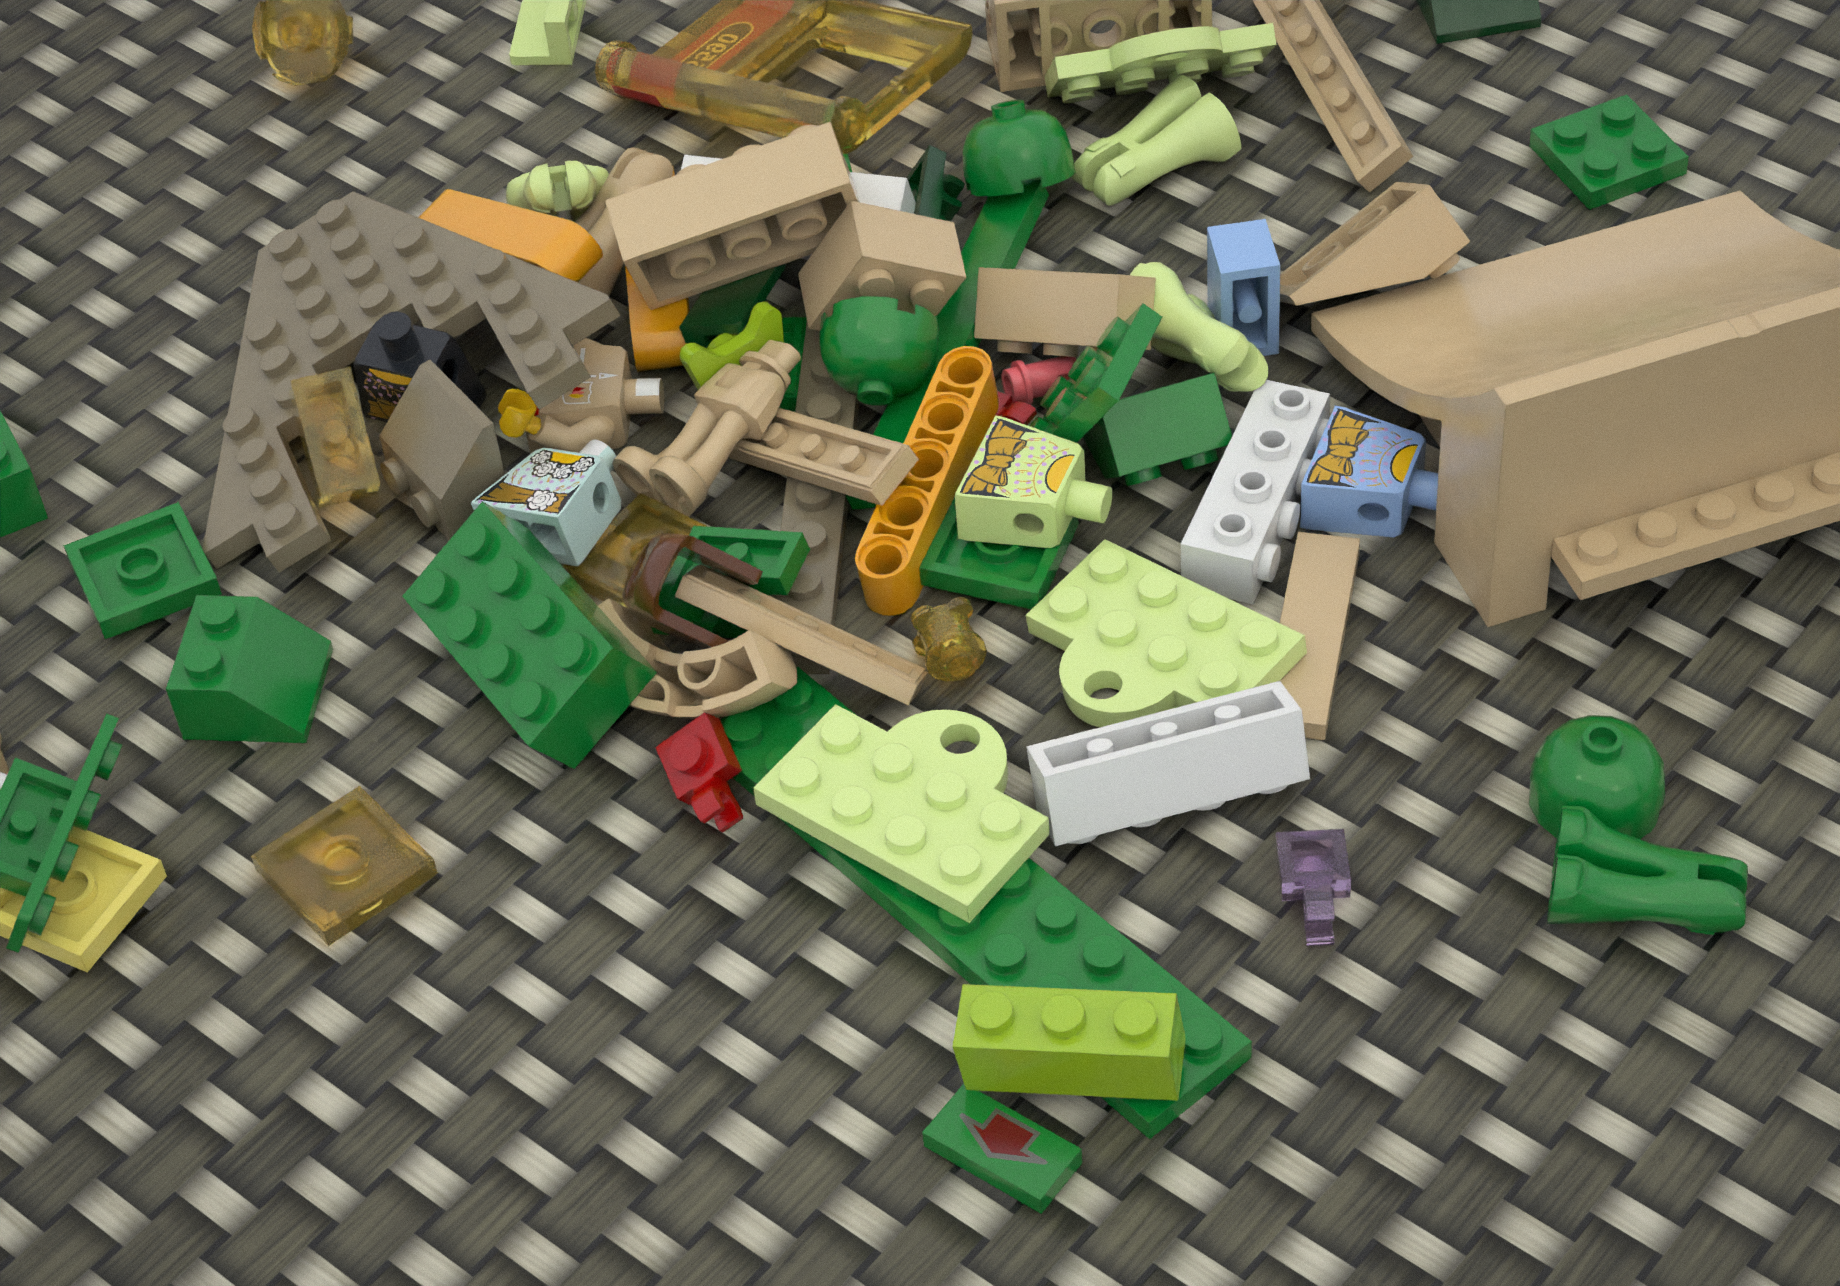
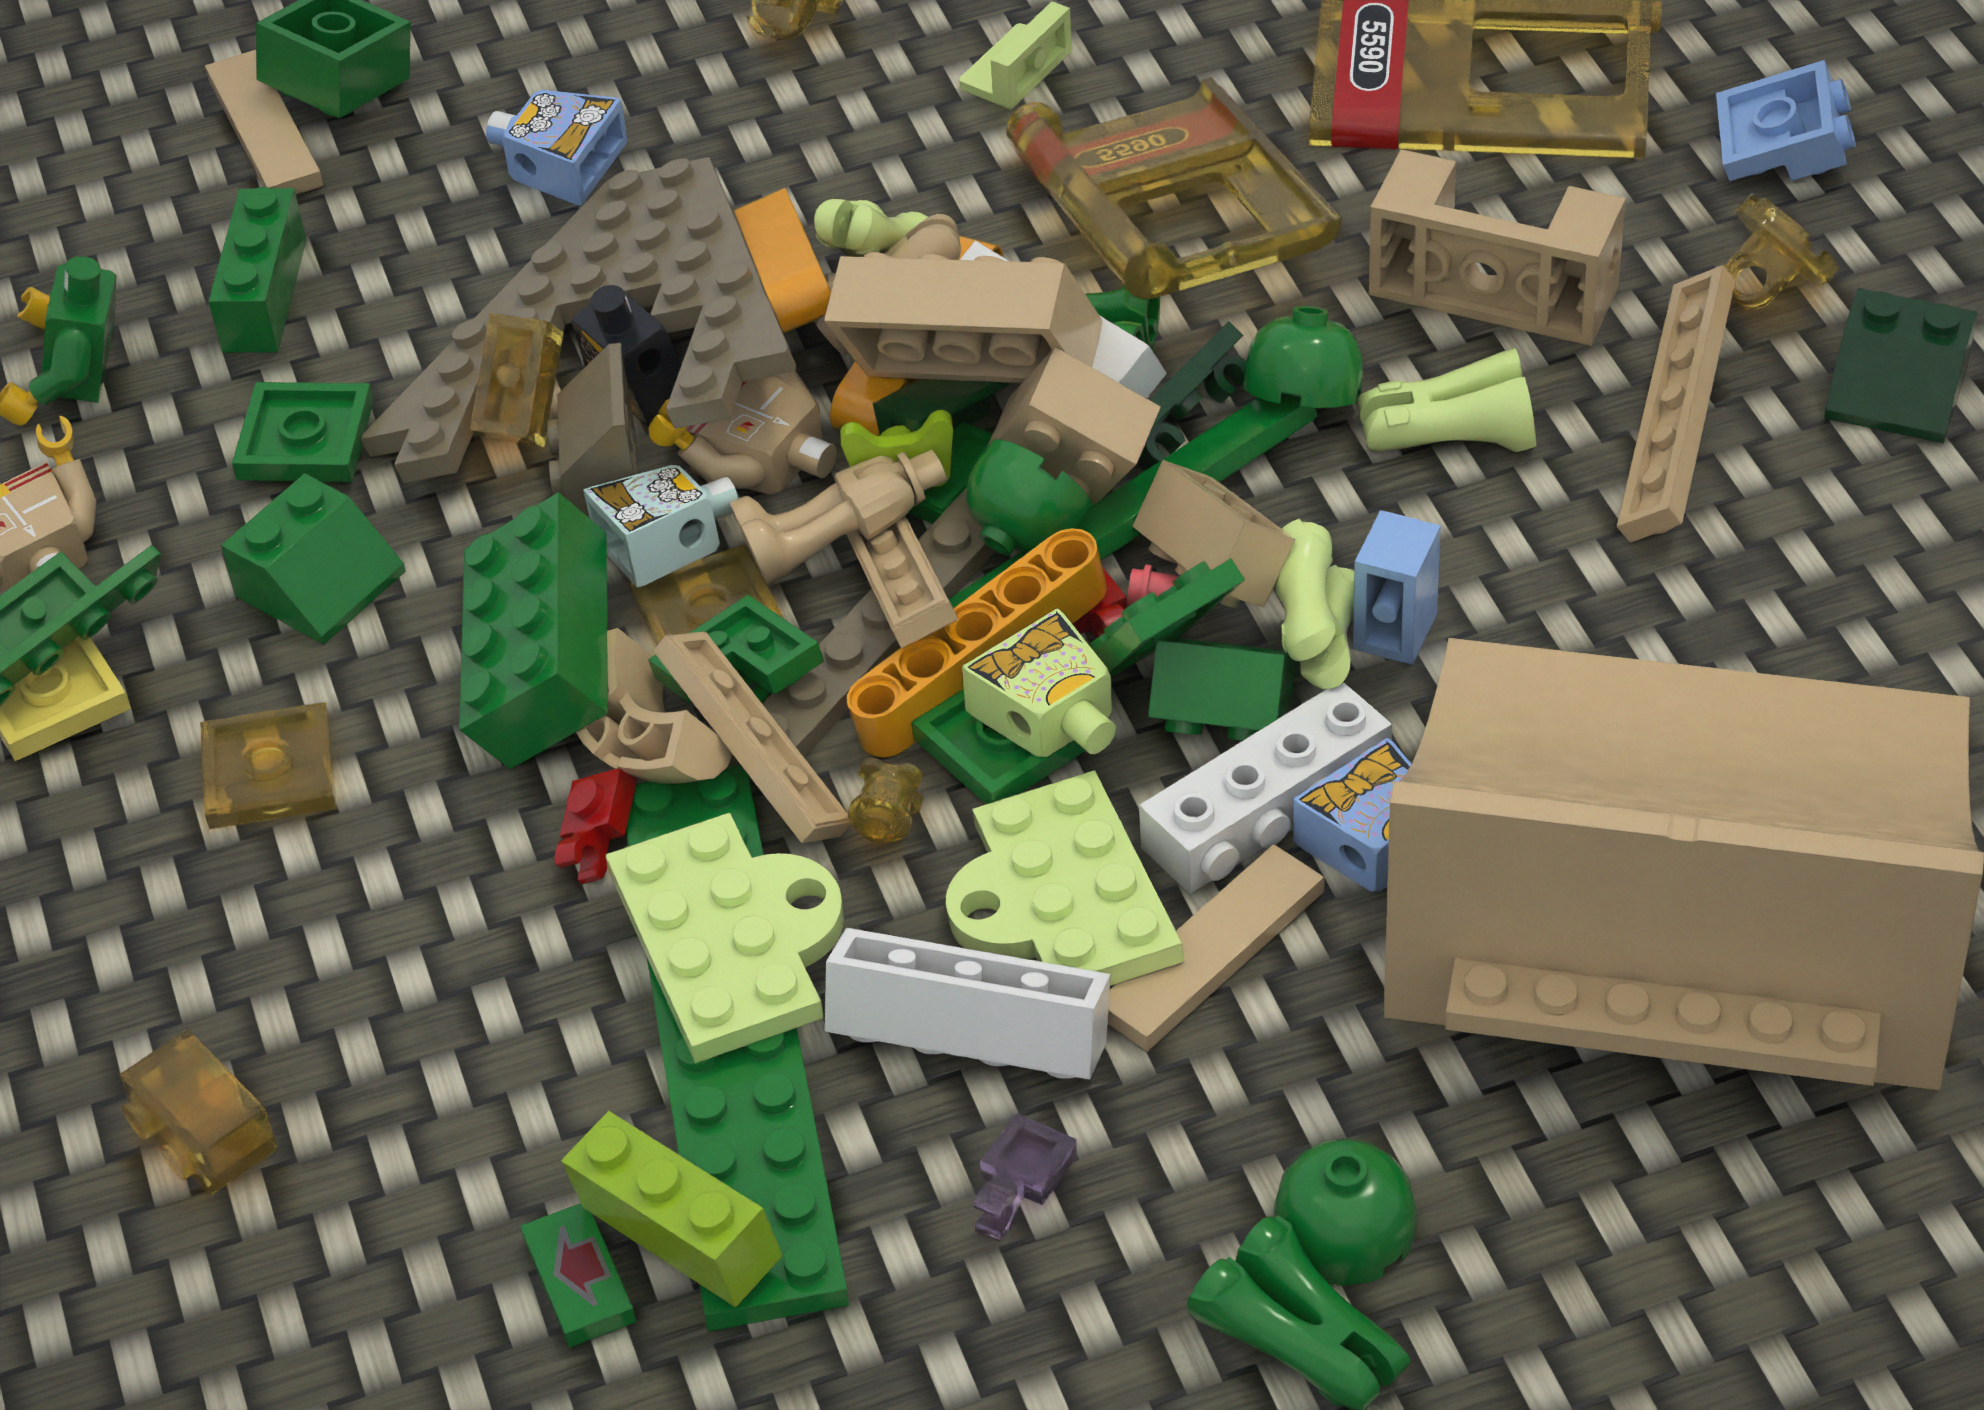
camera: 30 degrees right, 0 degrees up
(186, 236) = (561, 141): none -> light blue torso
(541, 1183) = (196, 1113): none -> clear yellow brick
(648, 574) = (643, 622): reddish brown piece -> none
(1159, 57) = (1491, 320): yellowish green plate -> none
(1385, 244) = (1556, 605): tan slope -> none
(1608, 151) = (1894, 601): green plate -> none

